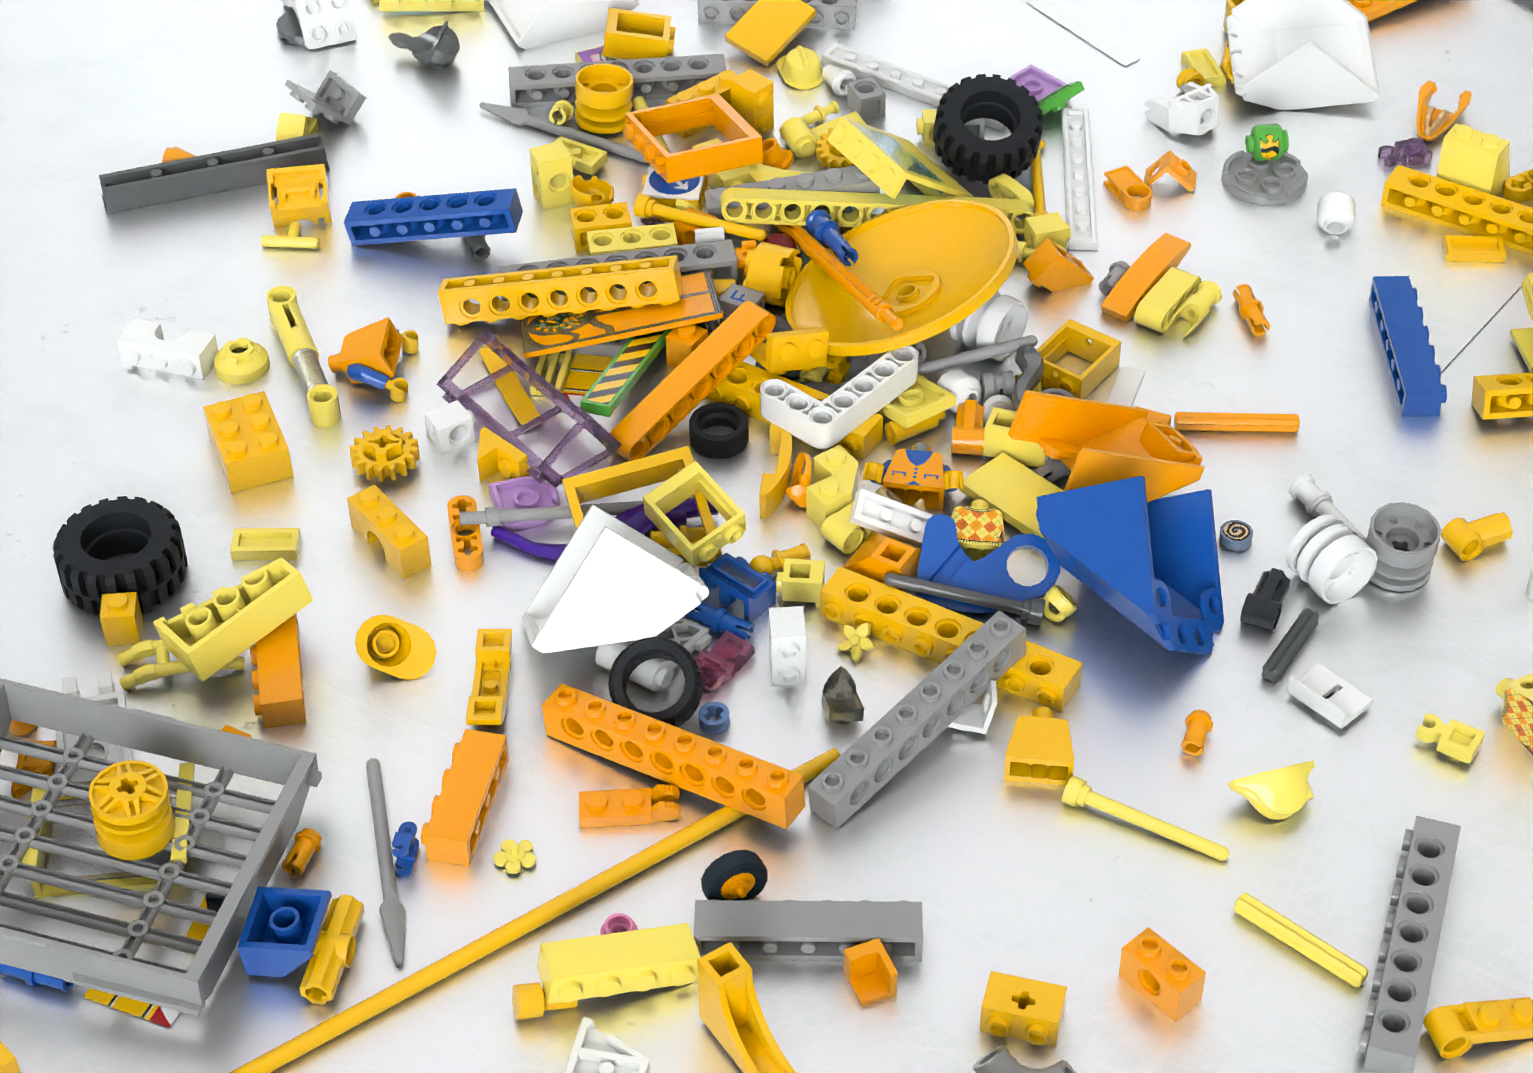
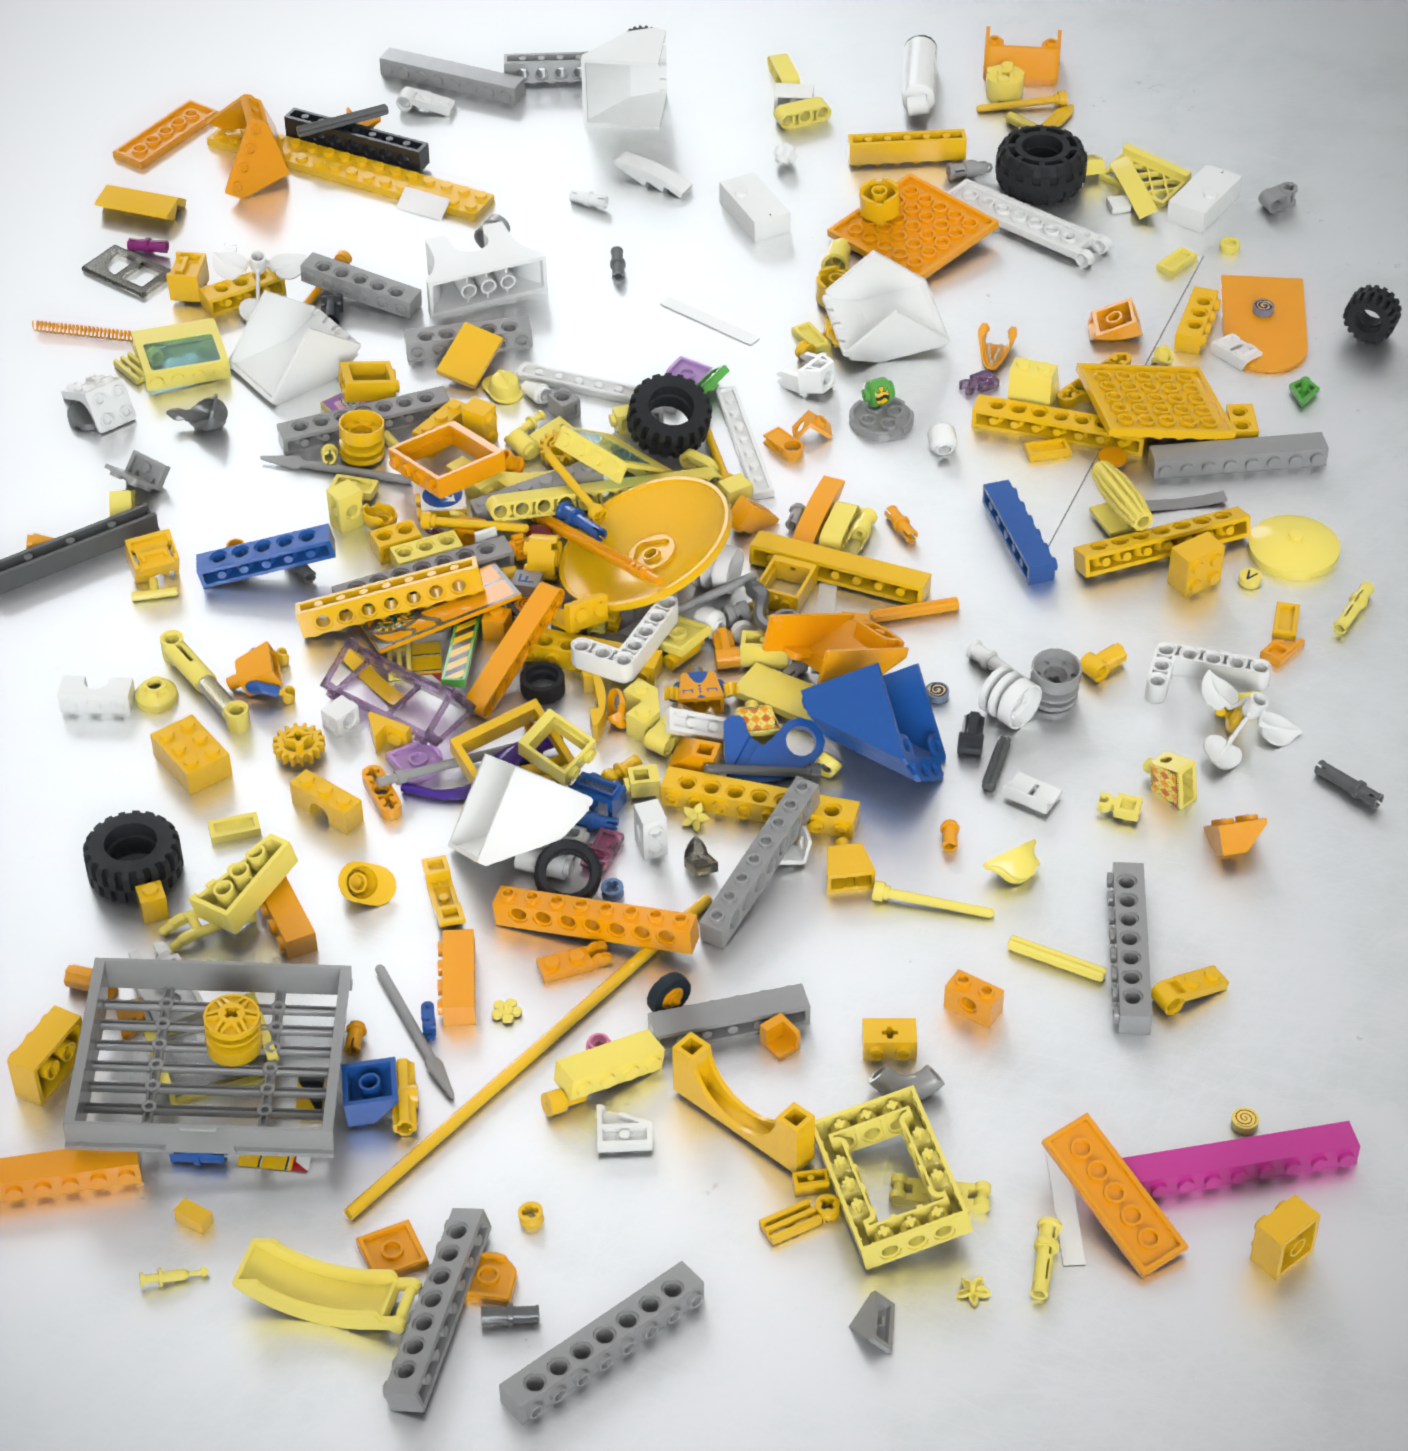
camera: 15 degrees left, 0 degrees up
(853, 227) = (596, 511): none -> yellow piece
(1161, 354) = (845, 568): none -> yellow brick

